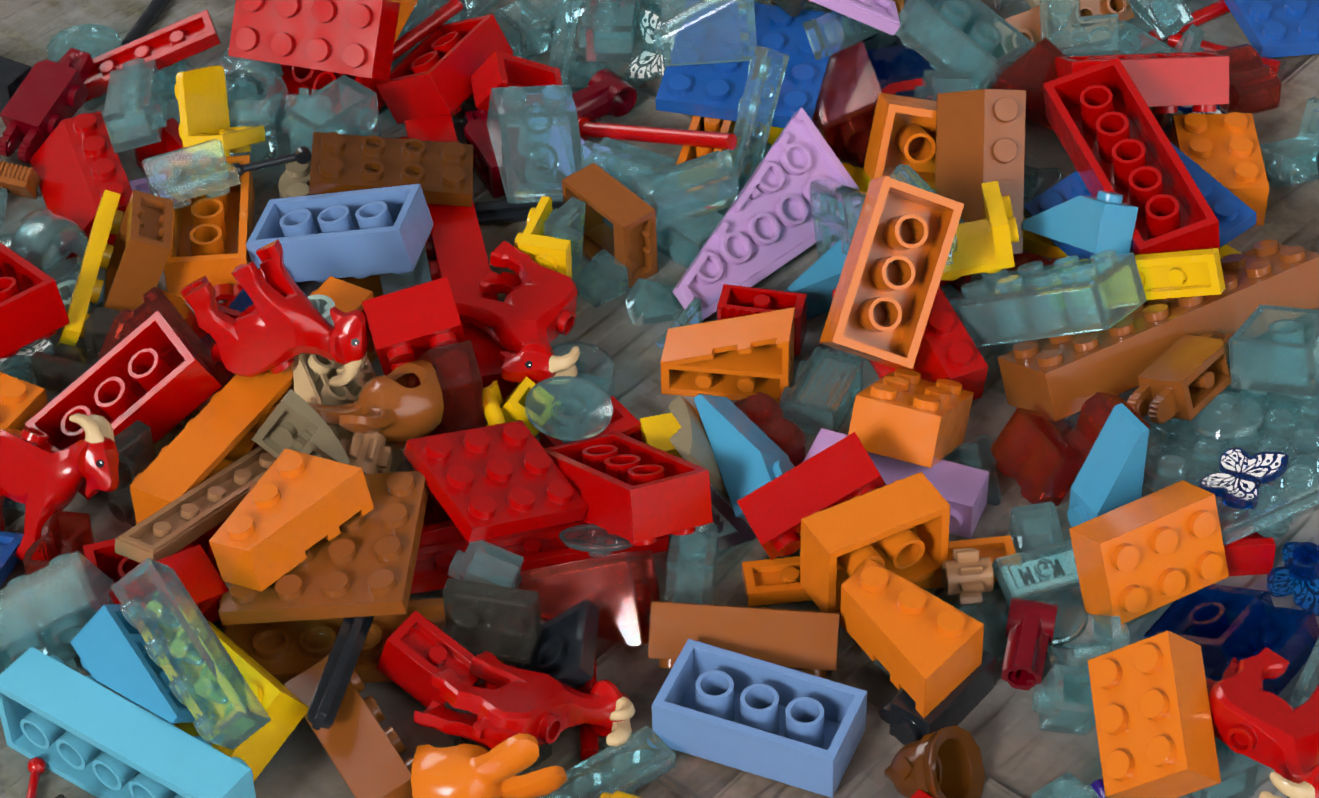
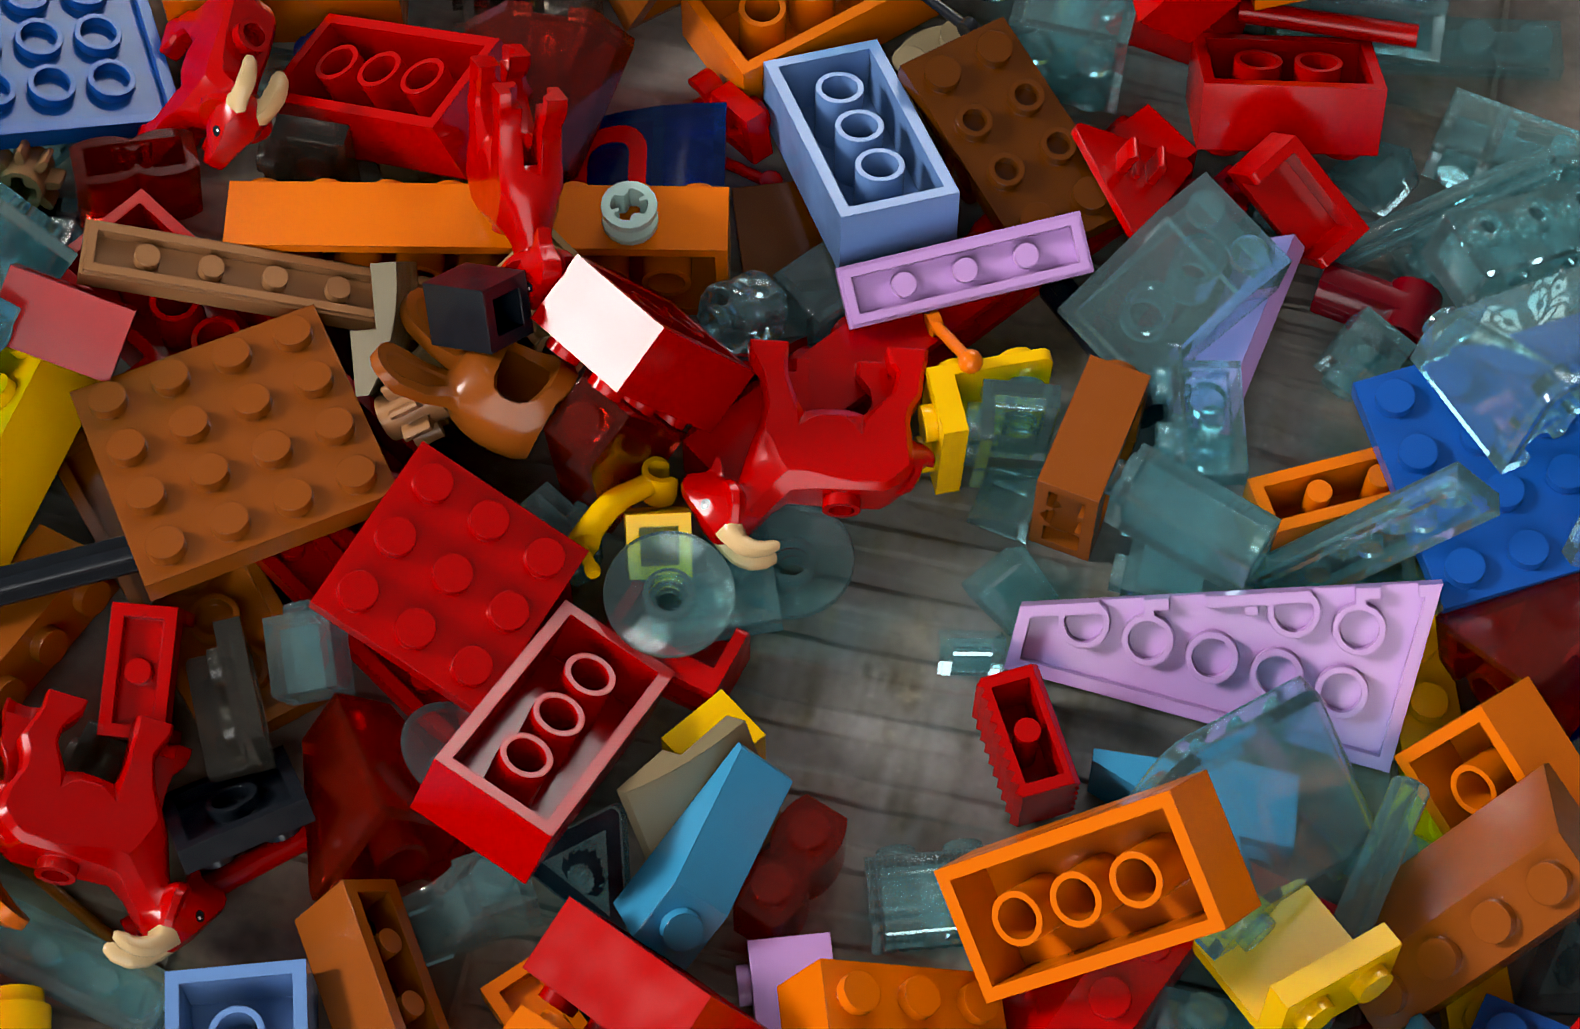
camera: 60 degrees right, 20 degrees up
(285, 515) = (201, 378): orange wedge -> none
(346, 372) = (478, 307): none -> black brick
(454, 129) = (1131, 174): none -> red piece
(459, 216) = (964, 270): none -> lavender tile
(478, 247) = (969, 360): none -> orange hinge
(628, 103) = (1362, 350): none -> clear light blue brick
(656, 135) = (1299, 321): red bar -> none
(731, 356) = (922, 745): orange wedge -> none

